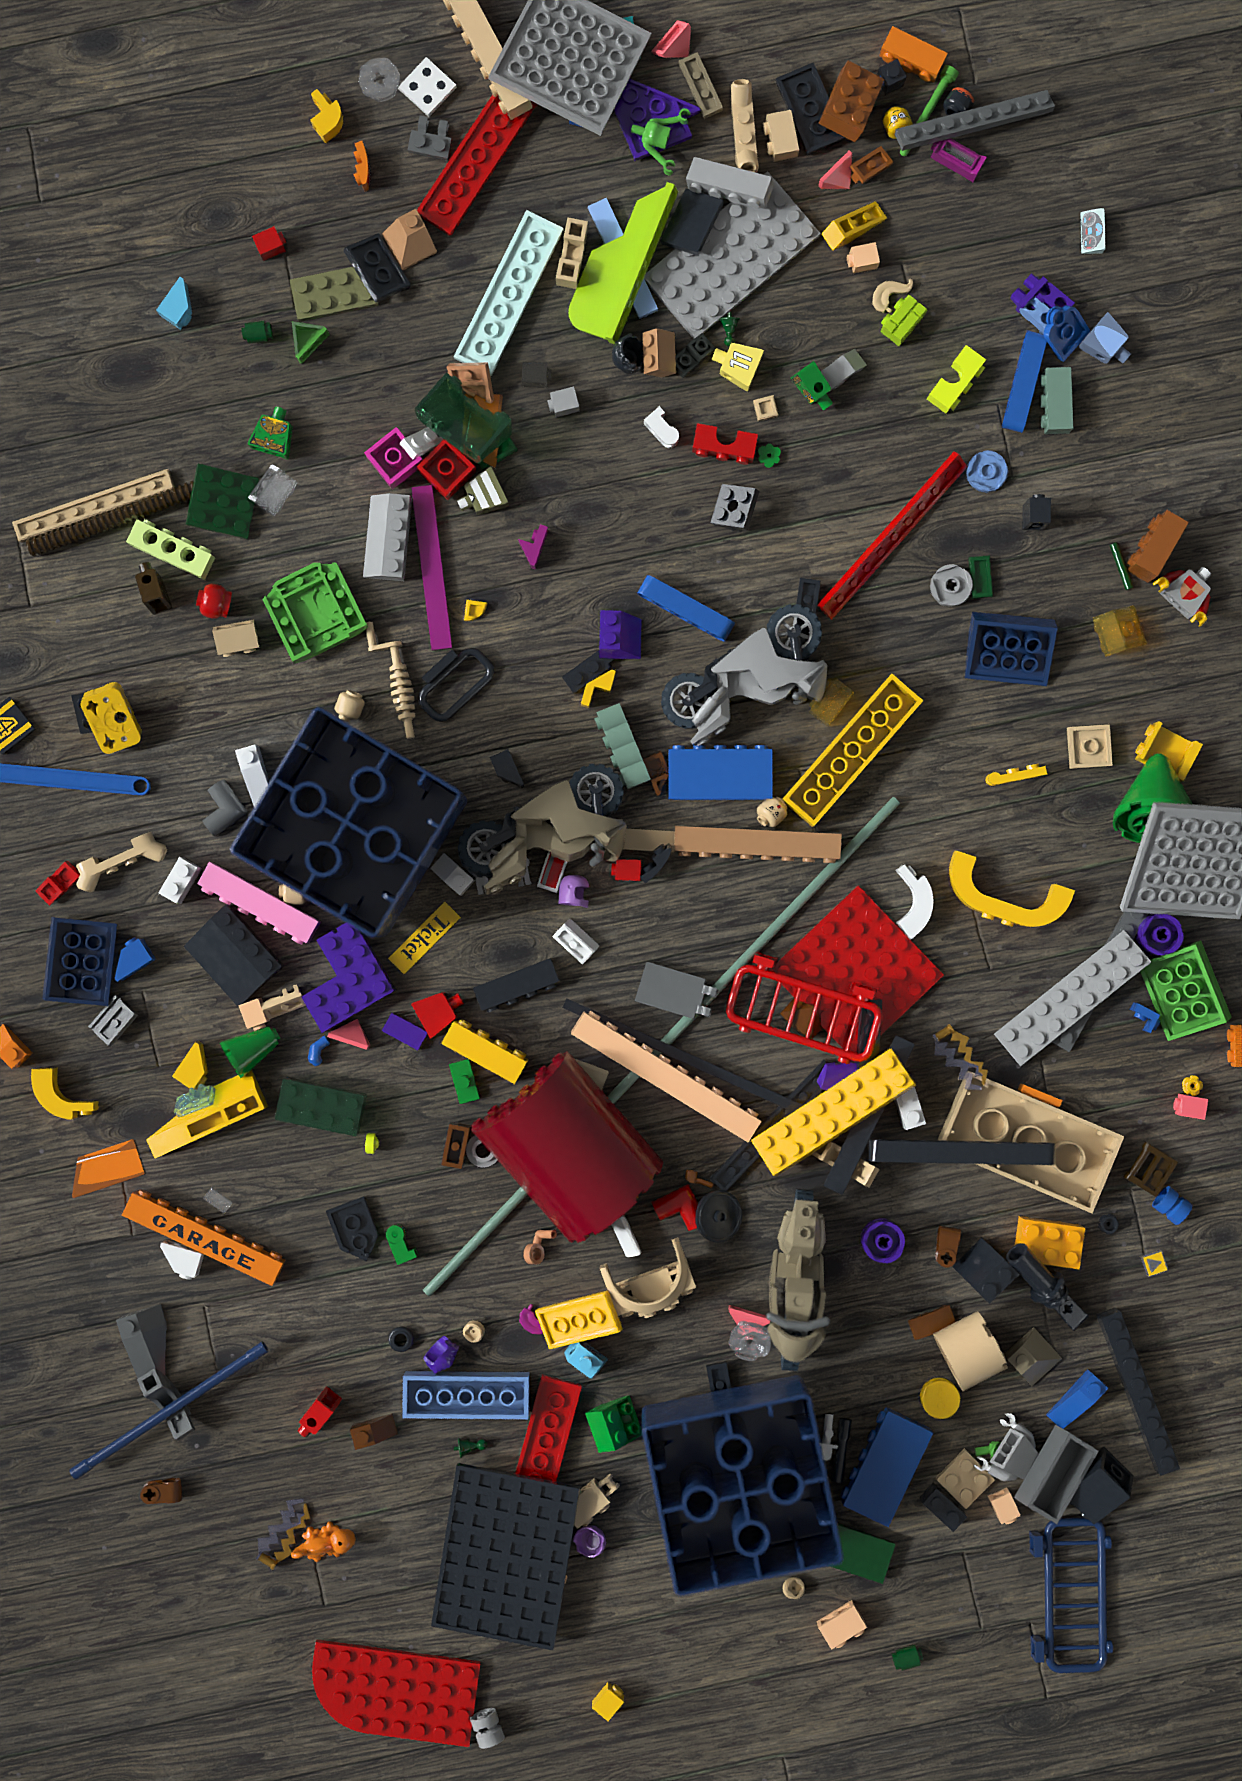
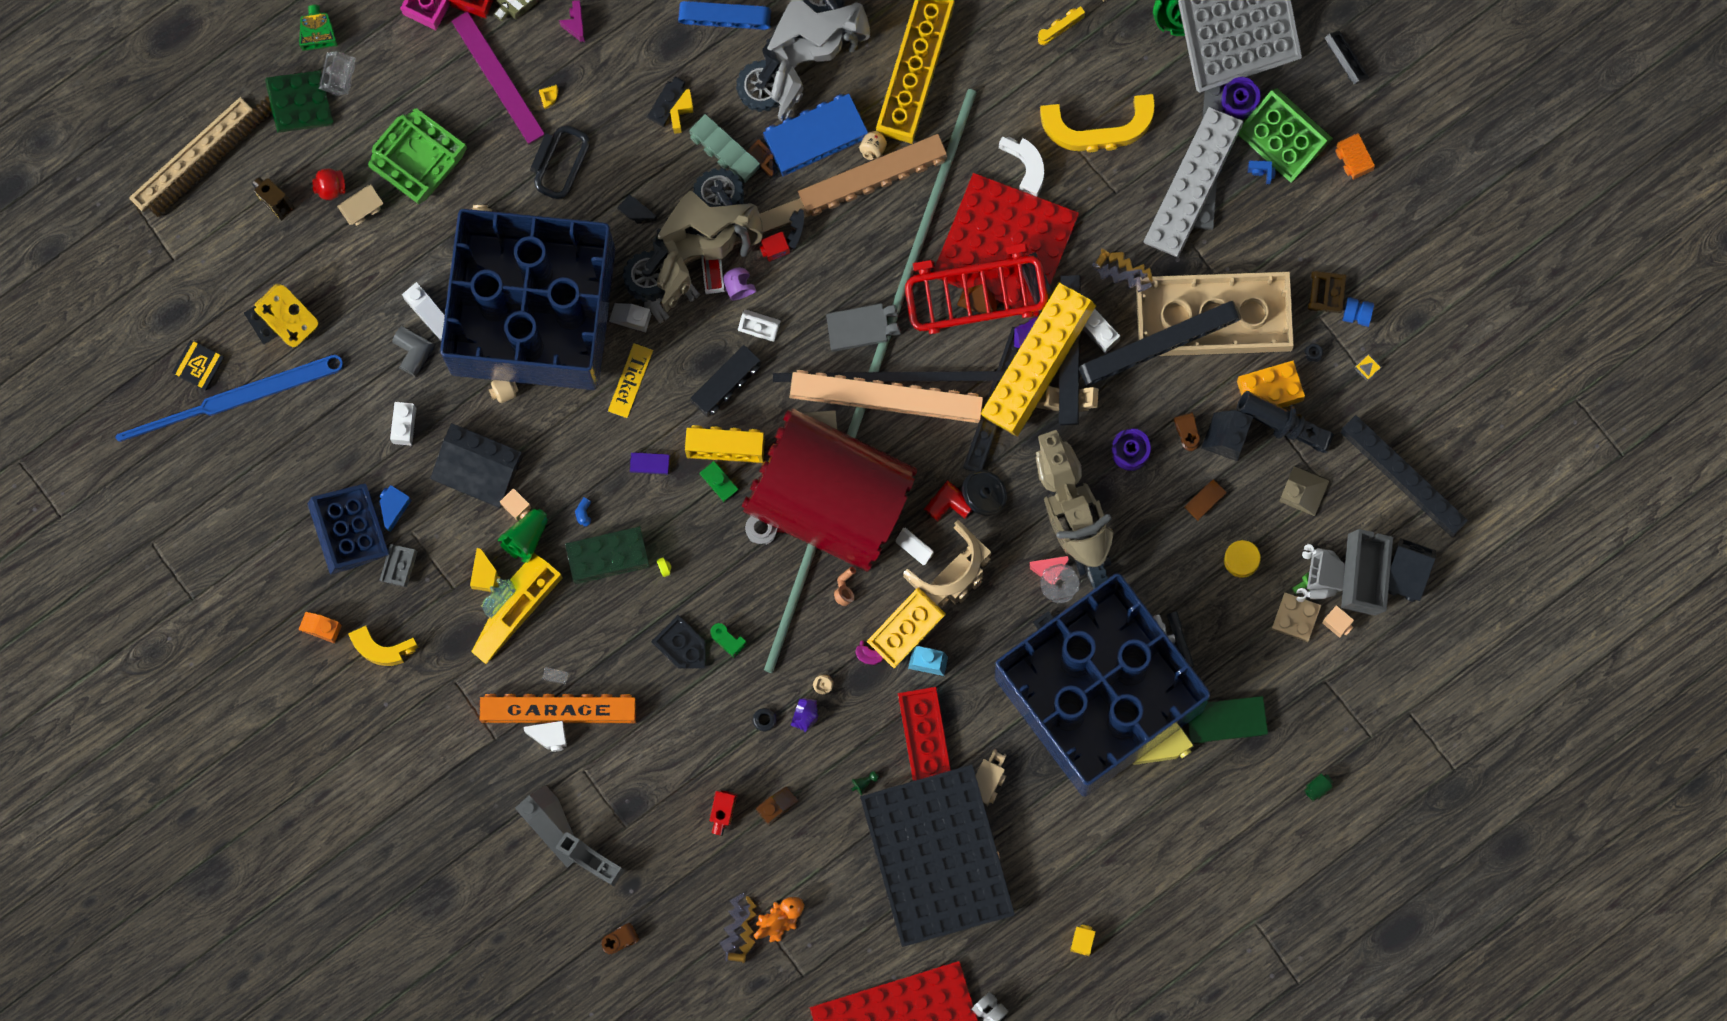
camera: 20 degrees left, 10 degrees down
(58, 883) = (300, 474): red slope -> none
(88, 1464) = (546, 940): dark blue piece -> none
(92, 869) = (359, 410): tan plate -> none
(106, 1168) = (448, 692): orange sticker -> none
(144, 530) = (300, 165): yellowish green brick -> none
(258, 902) = (478, 412): bright pink brick -> none
(280, 1005) = (537, 485): tan plate -> none
(352, 1034) = (605, 486): coral slope -> none
(358, 979) = (591, 439): dark purple piece -> none
(387, 537) = (449, 69): light grey slope -> none
(399, 677) = (515, 182): tan piece -> none
(437, 1011) = (669, 433): red torso -> none
(456, 1145) = (736, 534): reddish brown brick -> none
(466, 1395) = (841, 737): medium blue brick -> none
(589, 1541) = (1003, 812): medium lavender hair -> none
(614, 1424) = (977, 706): green slope -> none
(619, 635) = (679, 60): dark purple slope -> none
(691, 1176) = (947, 473): dark orange hand -> none
(793, 1588) = (1195, 773): tan tile -> none
(832, 702) = (880, 35): clear yellow brick -> none
(842, 1625) = (1250, 784): light nougat brick -> none
(886, 1466) = (1224, 635): blue brick -> none
(943, 1507) = (1287, 646): black brick -> none
(970, 1351) = (1245, 502): tan brick -> none
(1038, 1646) = (1426, 727): dark blue bar -> none
(1039, 1095) = (1205, 271): orange tile -> none
(1077, 1399) = (1357, 506): blue slope -> none
(1186, 1084) = (1323, 209): yellow plate -> none
(1190, 1106) = (1334, 225): coral brick -> none

